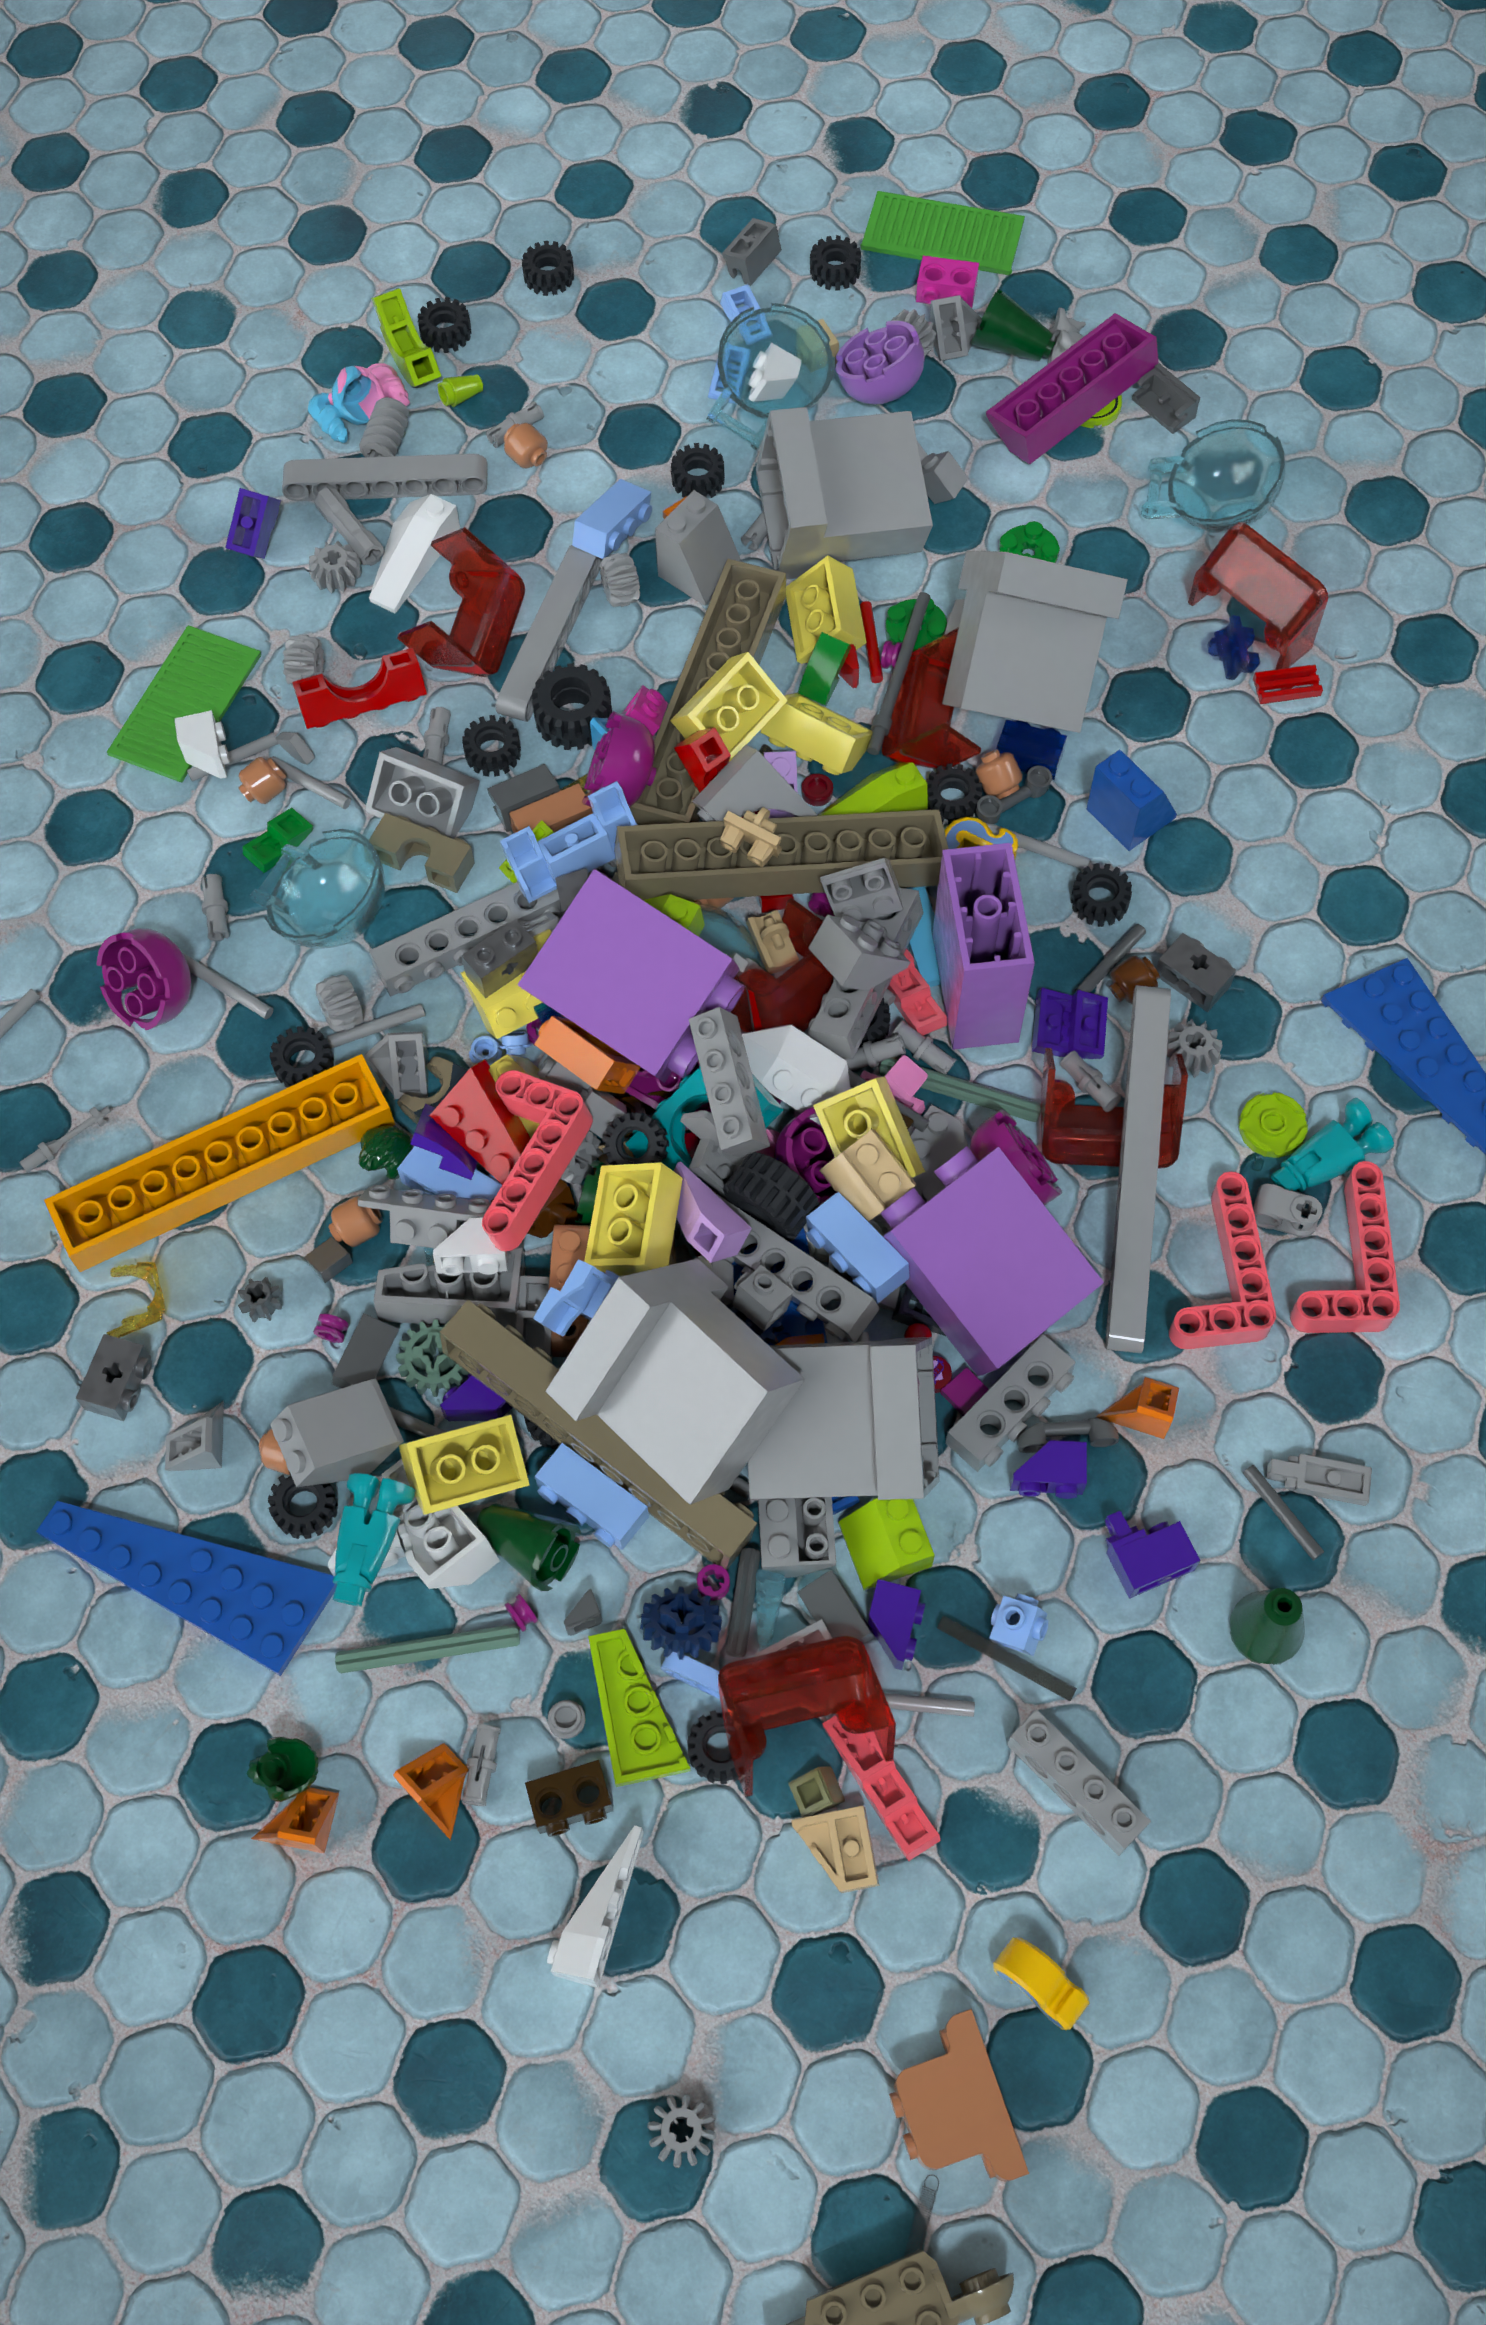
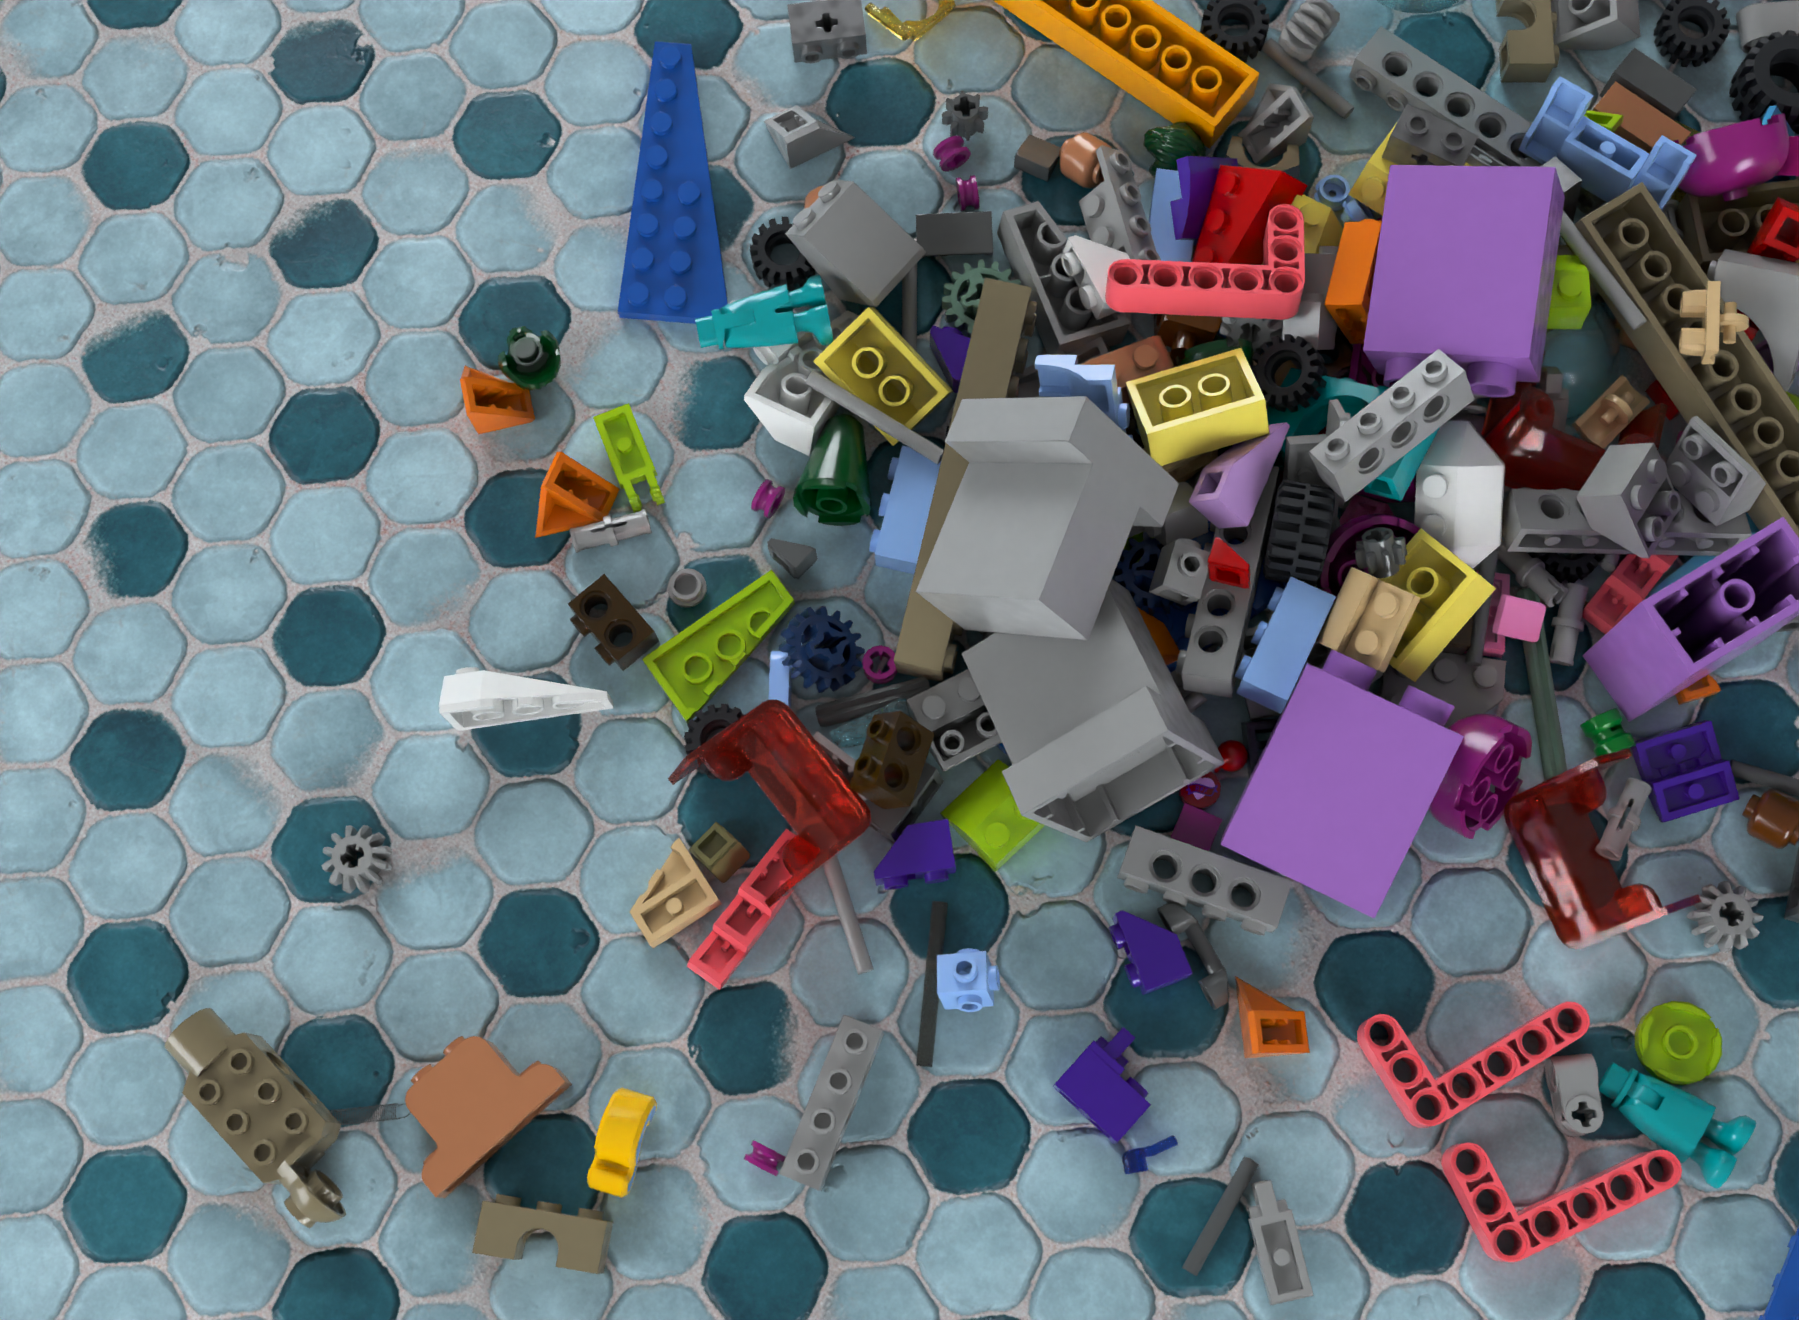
camera: 70 degrees right, 10 degrees up
(287, 1325) = (951, 153): none -> magenta bush
(418, 1719) = (628, 453): none -> lime hinge
(427, 1648) = (699, 432): sand green axle -> none
(500, 1485) = (875, 417): none -> light grey bar
(679, 887) = (1601, 273): none -> light grey bar
(777, 1257) = (1227, 566): none -> red slope
(813, 1598) = (891, 760): none -> dark brown brick
(820, 1141) = (1380, 552): none -> dark grey gear
(1021, 1061) = (1607, 733): none -> green wheel
(1075, 2119) = (507, 1225): none -> dark tan arch
(1101, 1861) = (764, 1158): none -> magenta bush
(1138, 1170) = (1542, 905): light grey beam -> none
(1214, 1557) = (1135, 1159): none -> clear blue hand
(1268, 1626) = (1065, 1239): dark green cone -> none

